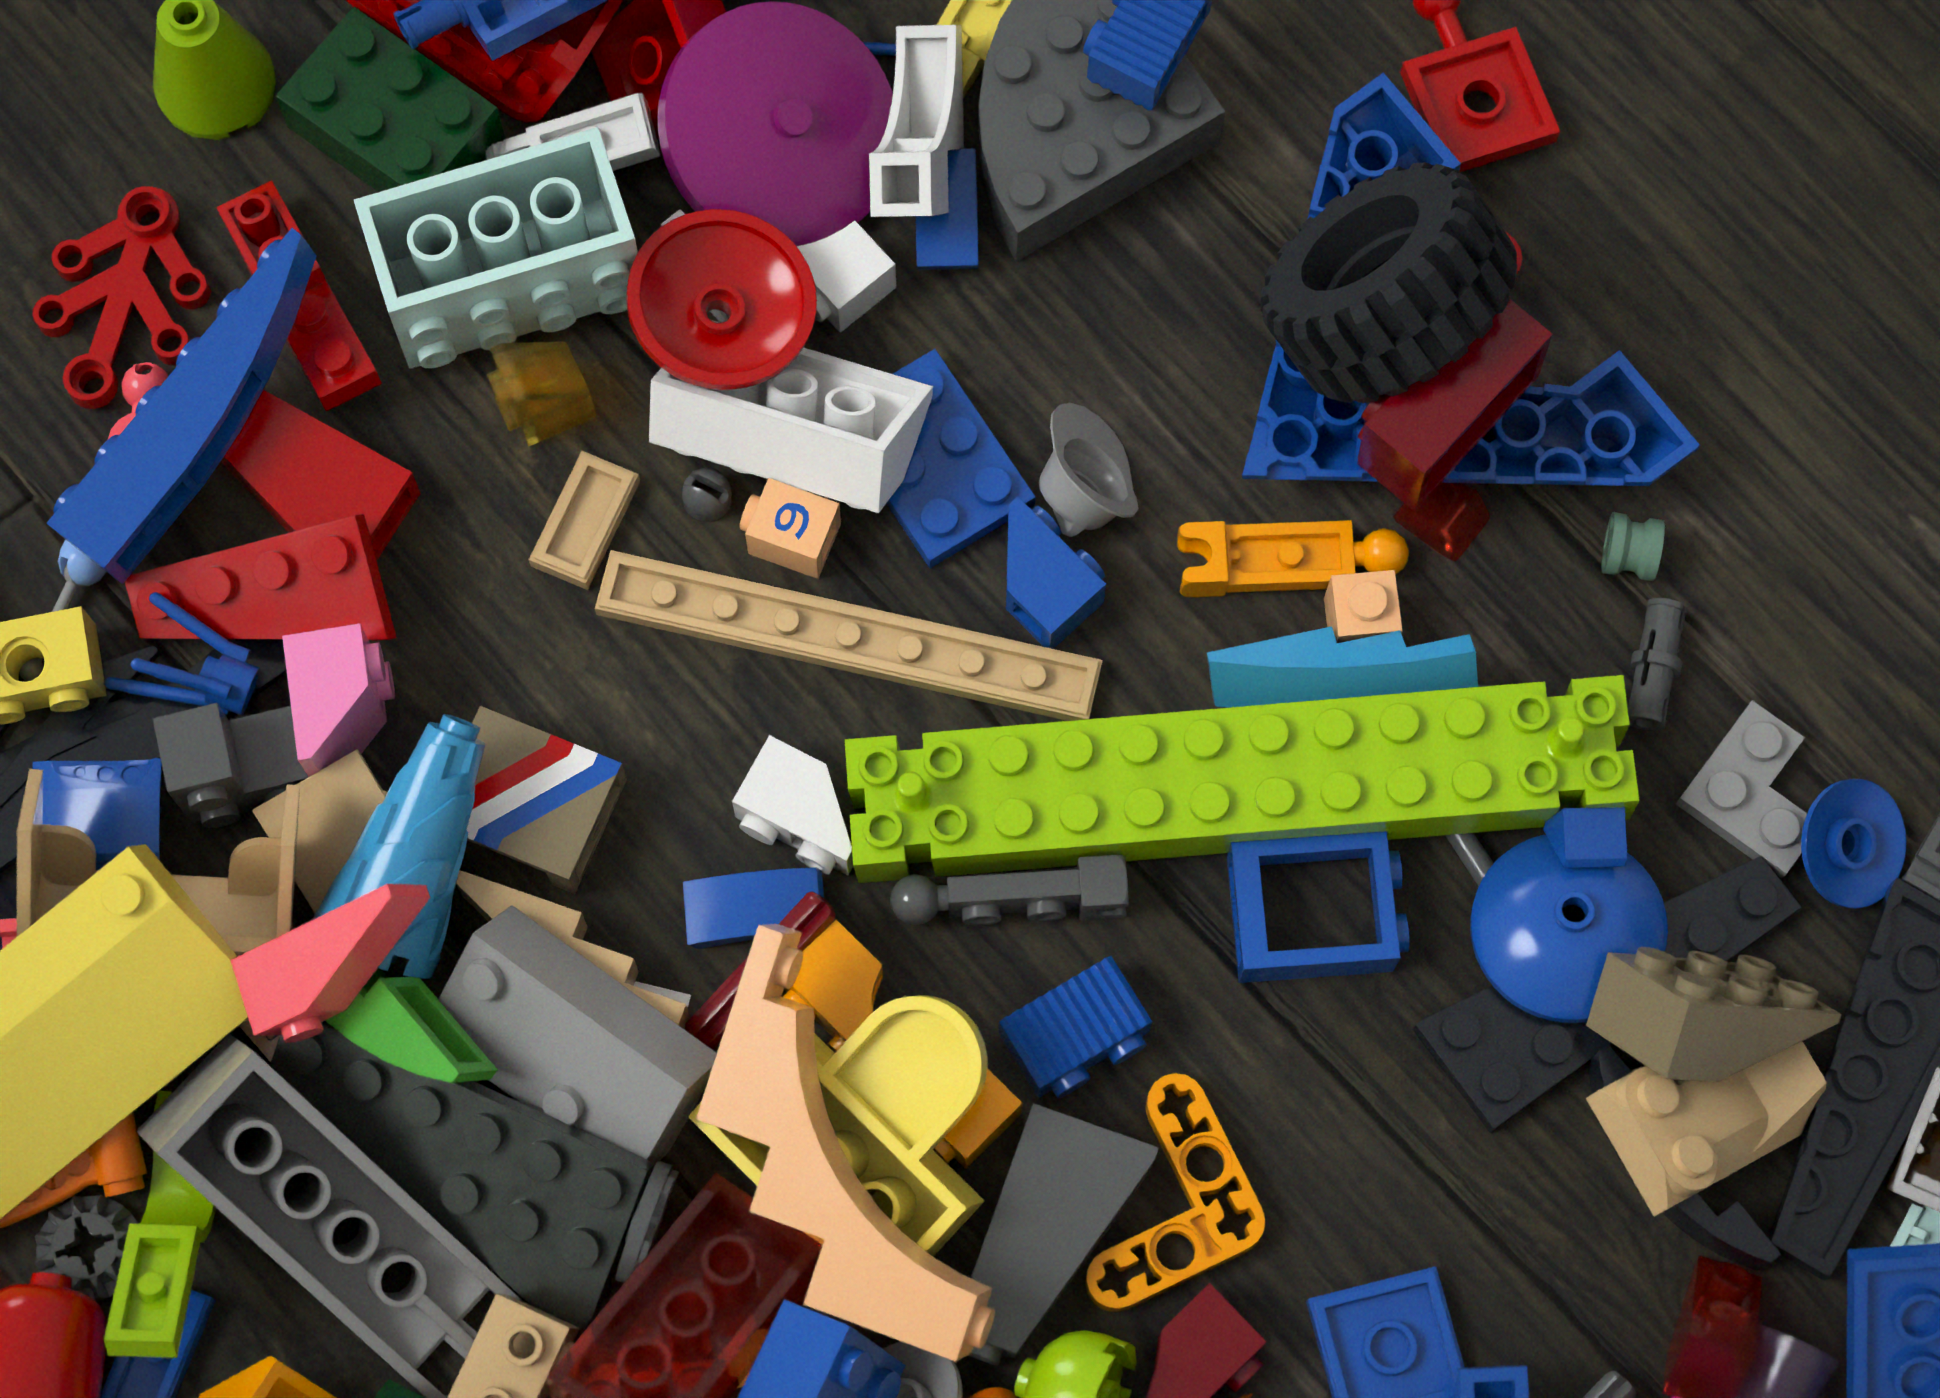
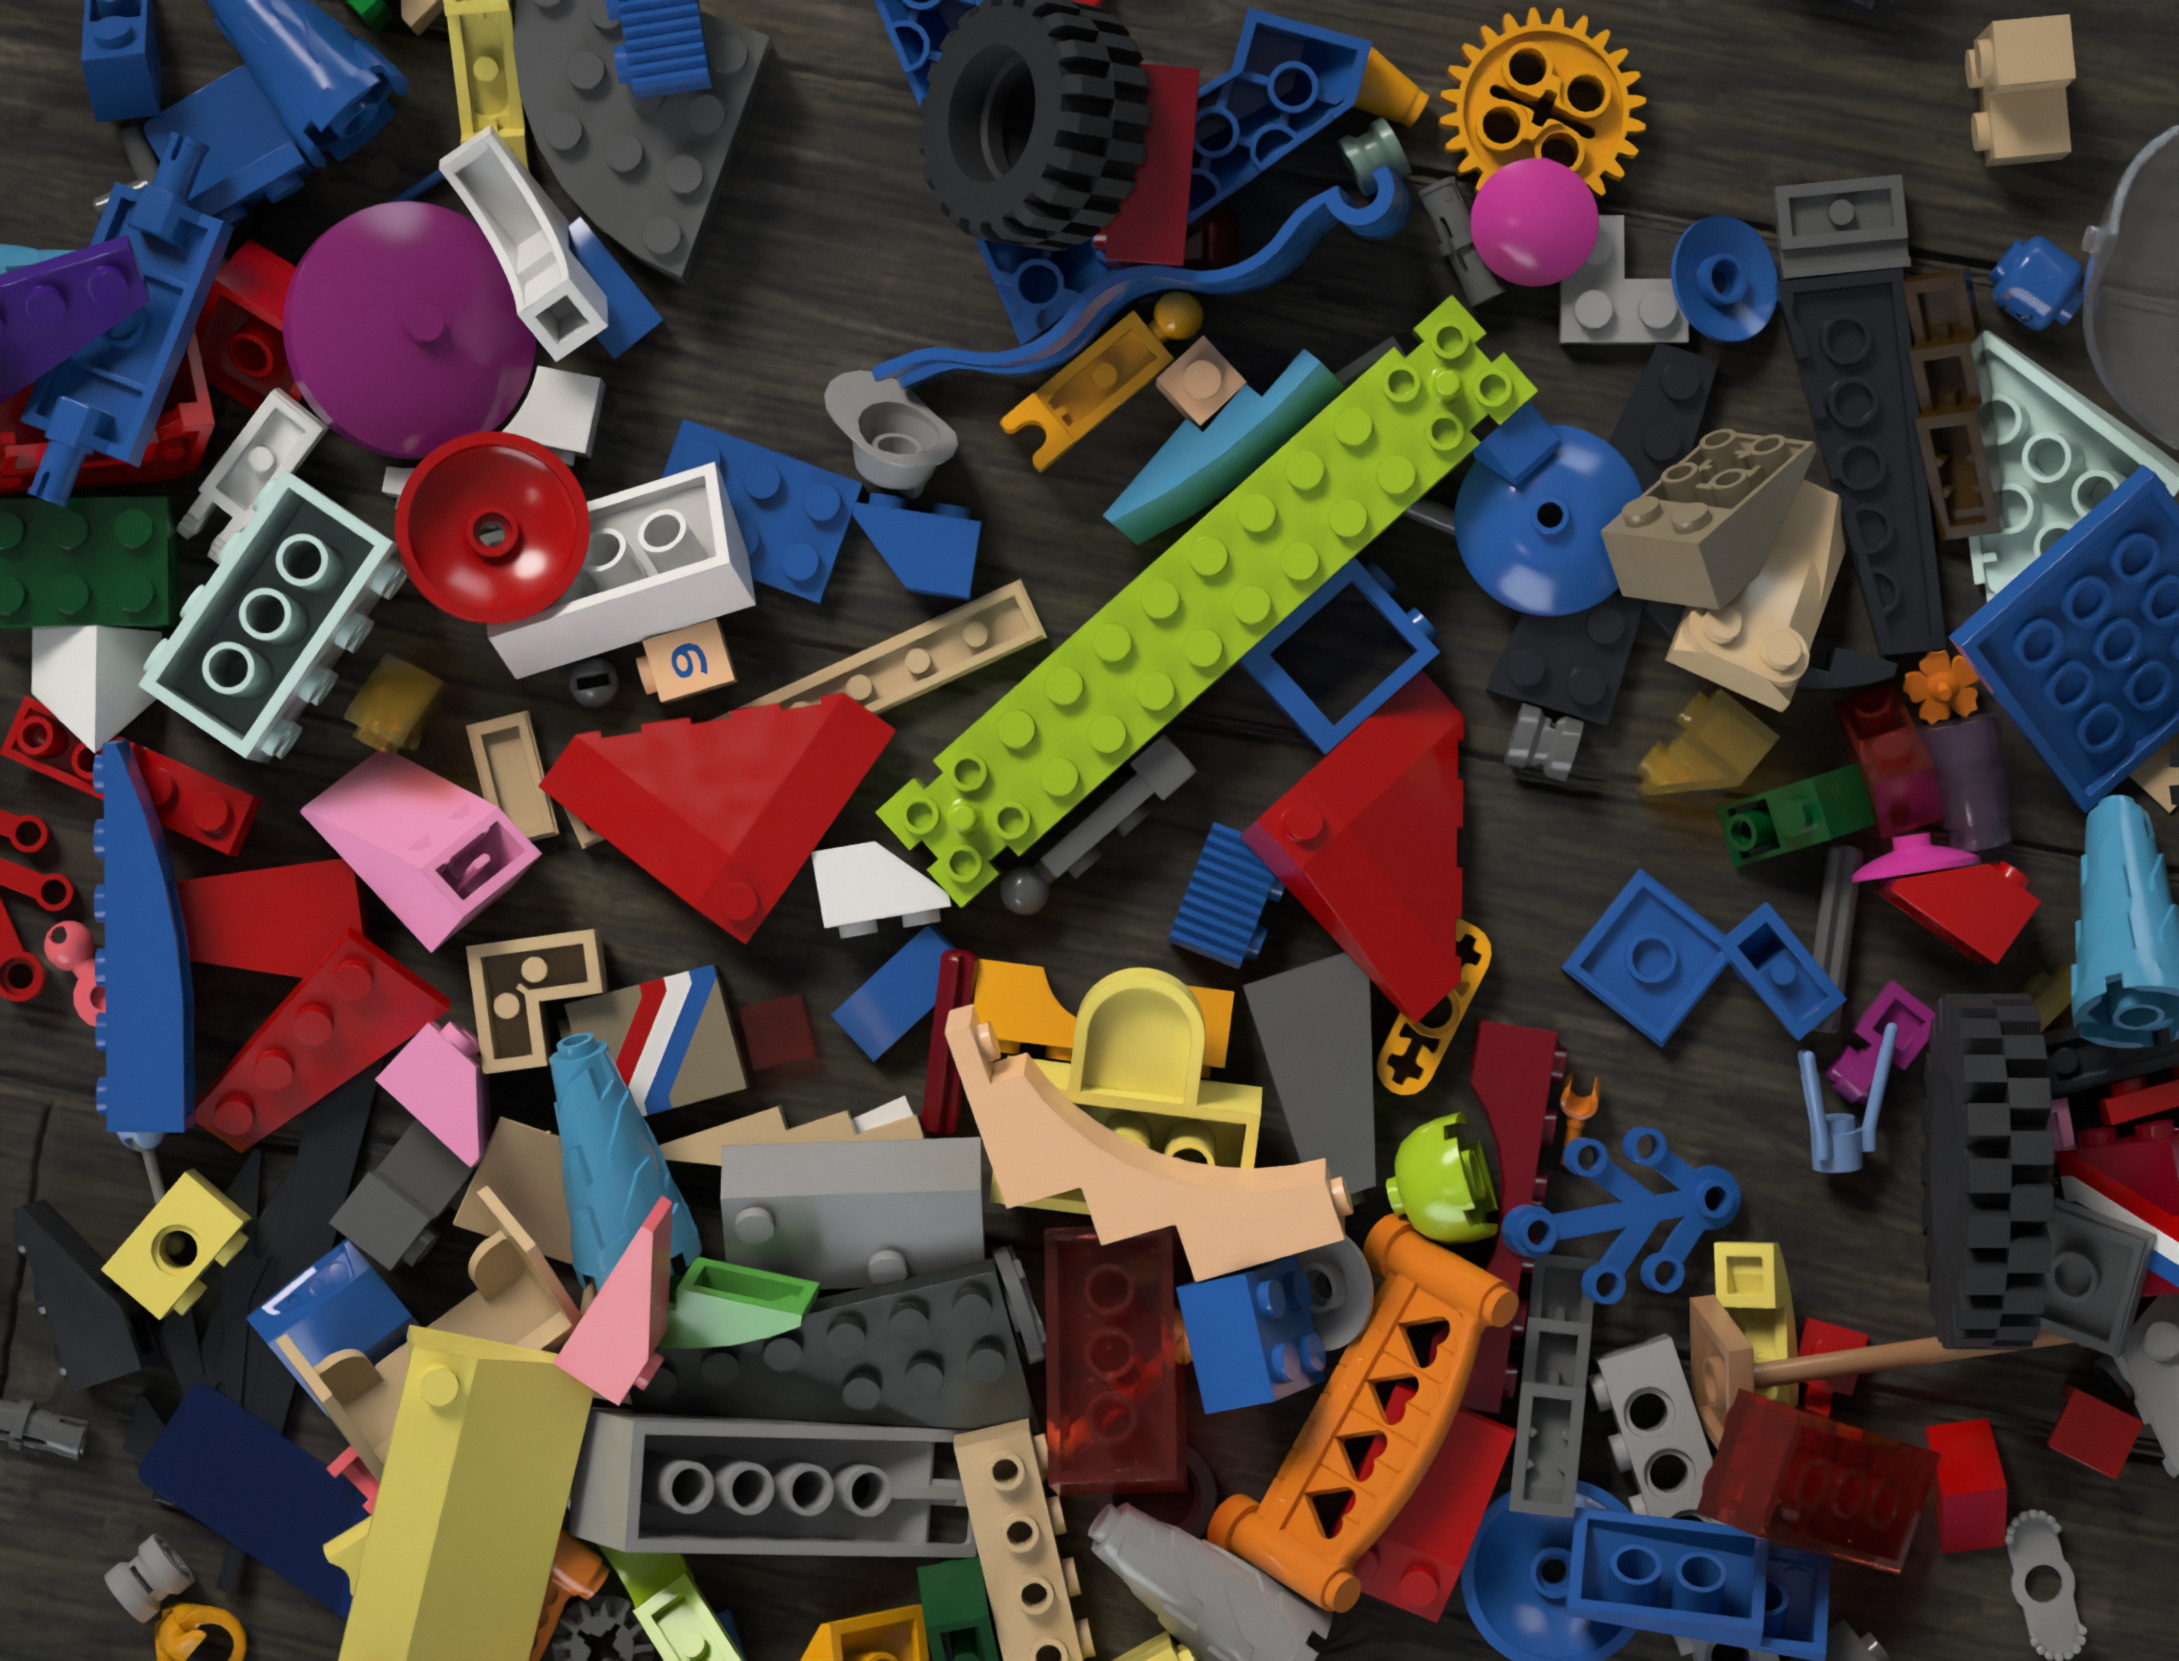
camera: 35 degrees left, 15 degrees up
(220, 681) = (343, 1142): blue plant -> none
(320, 198) = (92, 677): none -> white slope
(462, 664) = (512, 988): none -> tan brick
(473, 507) = (421, 843): none -> bright pink slope
(630, 865) = (777, 1031): none -> clear red tile
(734, 653) = (723, 803): none -> red slope
(1228, 1072) = (1376, 845): none -> red slope
(1427, 1095) = (1539, 741): none -> dark grey wheel
(1453, 543) = (1114, 293): none -> blue flag
(1563, 1214) = (1711, 752): none -> clear yellow slope
(1602, 1320) = (1796, 815): none -> dark green slope
(1679, 503) = (1389, 92): none -> light orange cone
(1729, 682) = (1534, 222): none -> dark pink dish
(1804, 1308) = (1942, 685): none -> orange plant
(1844, 587) = (1565, 59): none -> light orange gear

